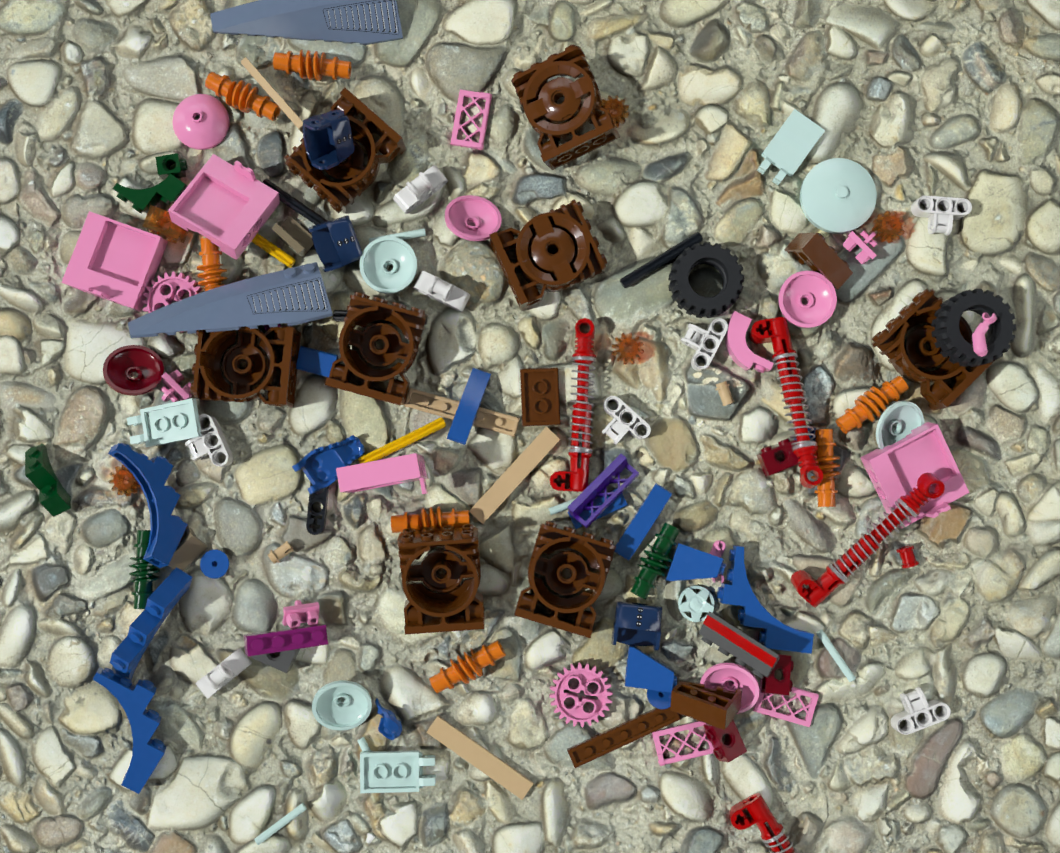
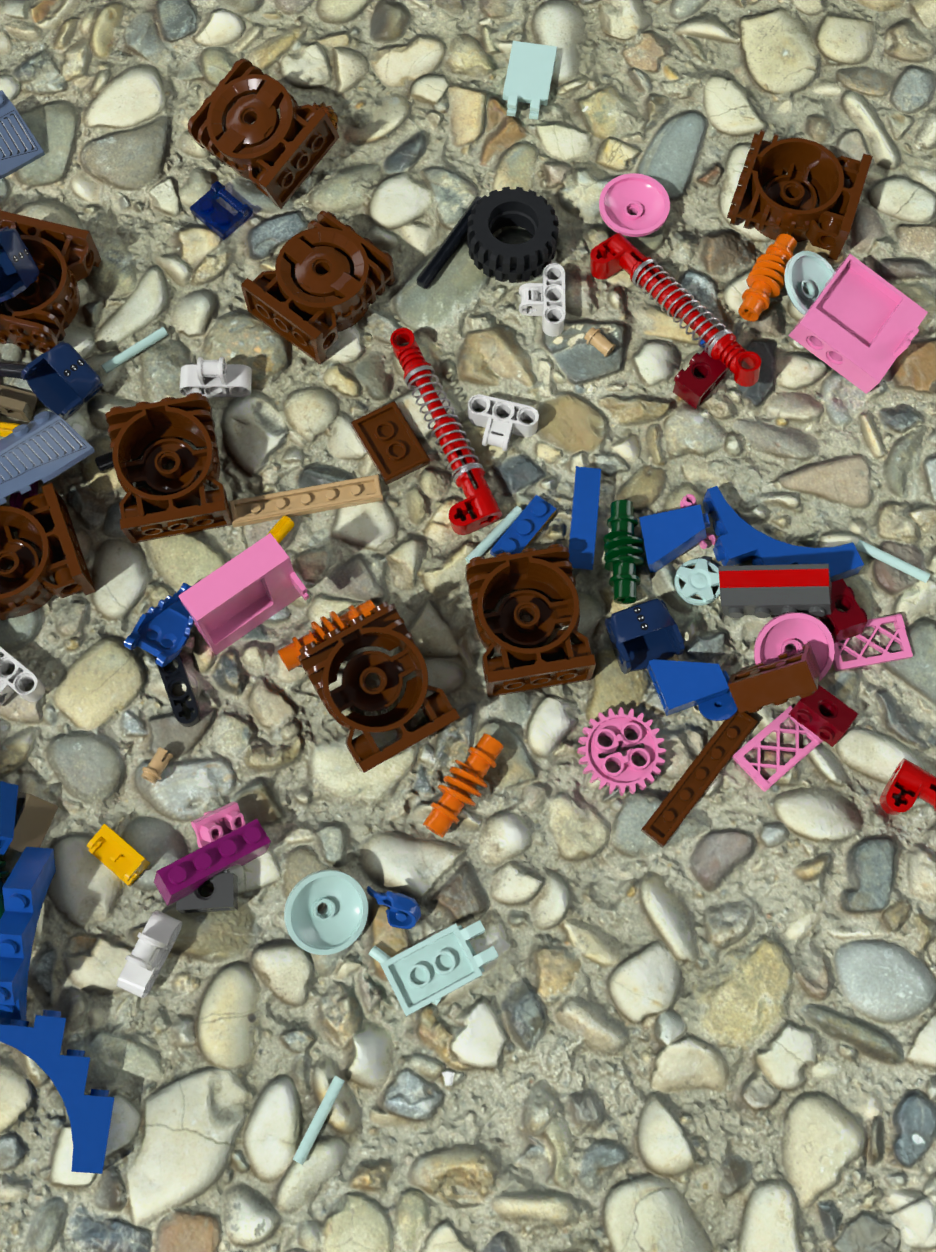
camera: 25 degrees left, 15 degrees down
(214, 564) = (76, 821): blue piece -> none
(232, 599) = (117, 855): none -> yellow hinge
(315, 361) = (97, 522): blue slope -> none
(387, 252) = (133, 366): light aqua dish -> none
(420, 189) = (137, 287): white piece -> none
(468, 406) = (310, 484): blue slope -> none
(472, 218) = (212, 287): bright pink dish -> none
(475, 96) = (169, 221): bright pink window -> none
(480, 757) = (538, 894): tan tile -> none
(502, 154) = (216, 216): none -> clear blue plate
(514, 475) = (405, 538): tan tile -> none
(597, 486) = (511, 504): dark purple fence -> none
(634, 350) = (464, 344): clear orange gear -> none
(737, 347) = (590, 290): bright pink arch -> none
(820, 257) = (618, 156): reddish brown wedge -> none
(825, 458) = (769, 381): orange piece -> none
(837, 574) = (840, 459): red piece -> none
(838, 195) = (607, 101): light aqua dish -> none
(866, 252) = (662, 130): bright pink hips -> none
(895, 225) = (678, 104): clear orange gear -> none
(907, 556) = (904, 414): red bush -> none
(939, 220) = (723, 67): white piece -> none
(949, 335) = (833, 113): black tyre -> none
(978, 335) = (838, 131): bright pink arm -> none

